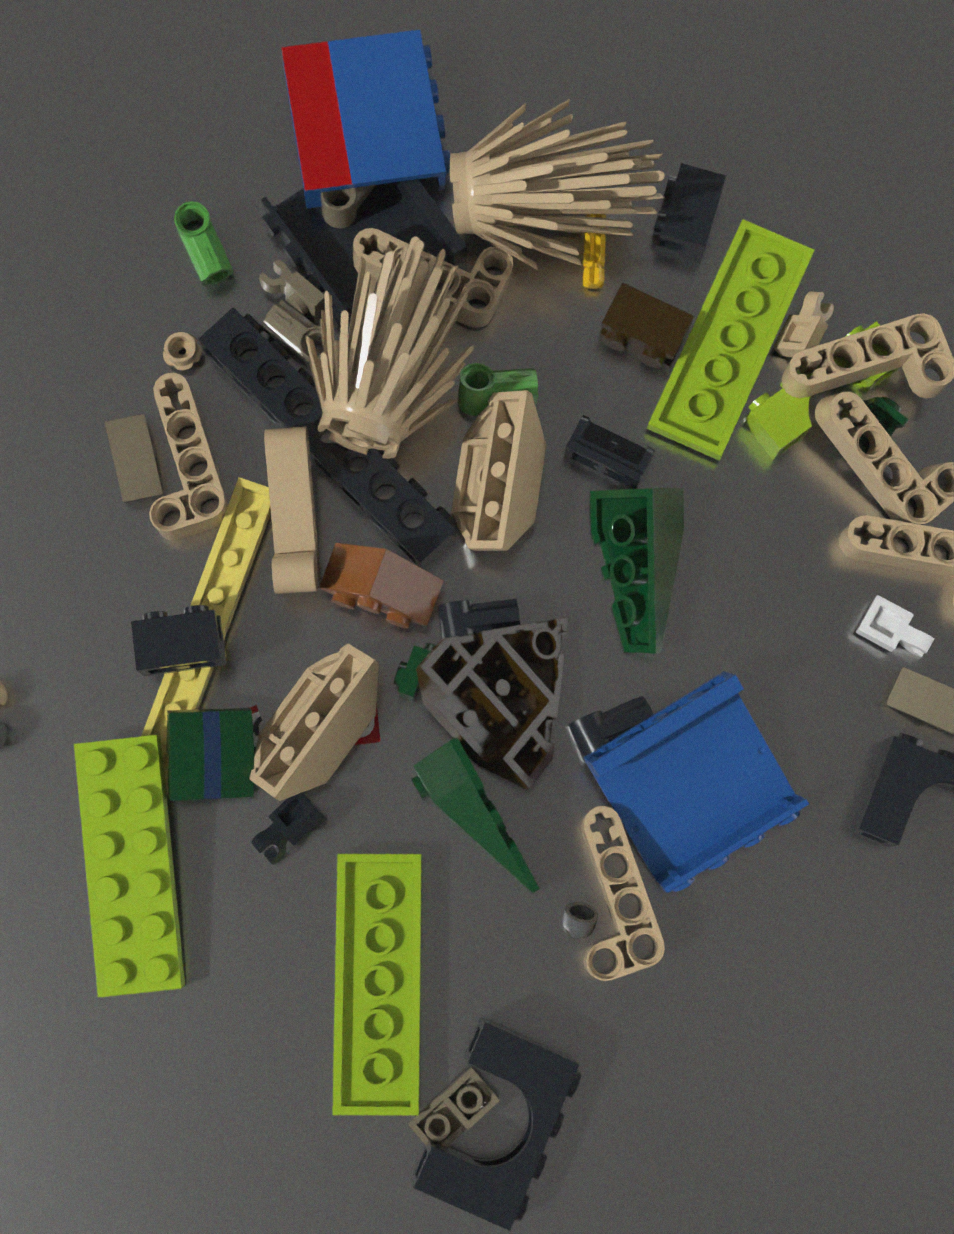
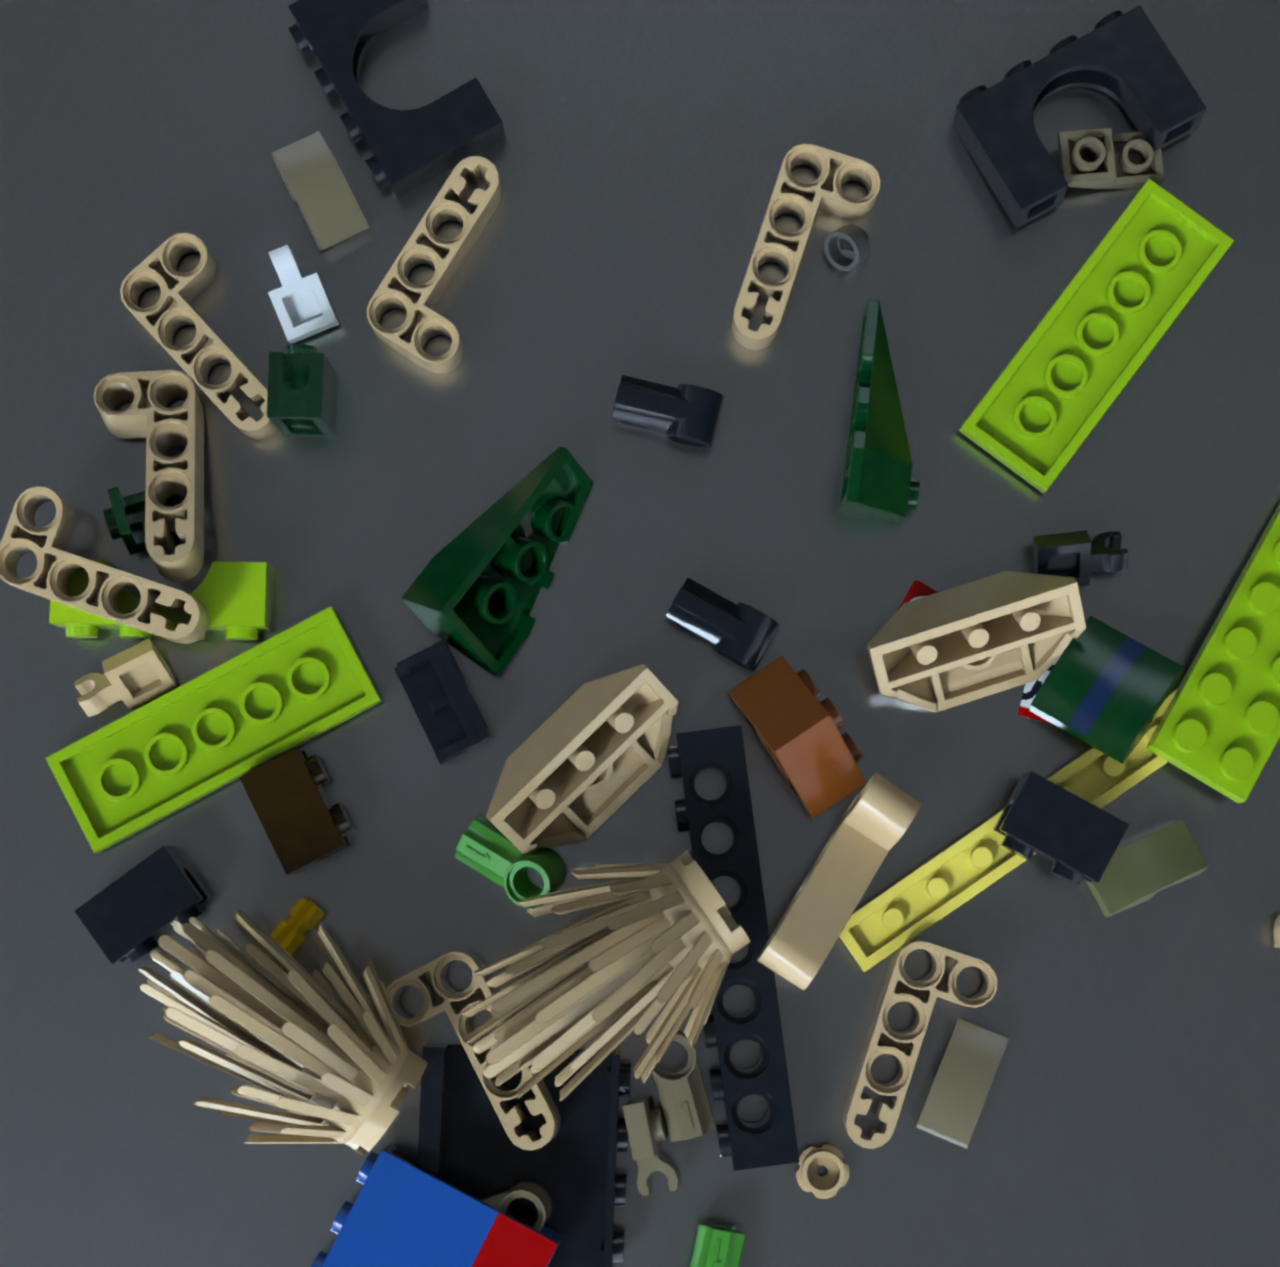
camera: 140 degrees left, 5 degrees up
(107, 665) = (1148, 867): none -> olive slope
(406, 674) = (835, 619): dark green bracket -> none
(499, 695) = (759, 523): dark brown wedge -> none
(694, 783) = (628, 289): blue panel -> none
(822, 716) = (444, 257): none -> tan beam
(842, 565) = (302, 392): none -> clear green brick

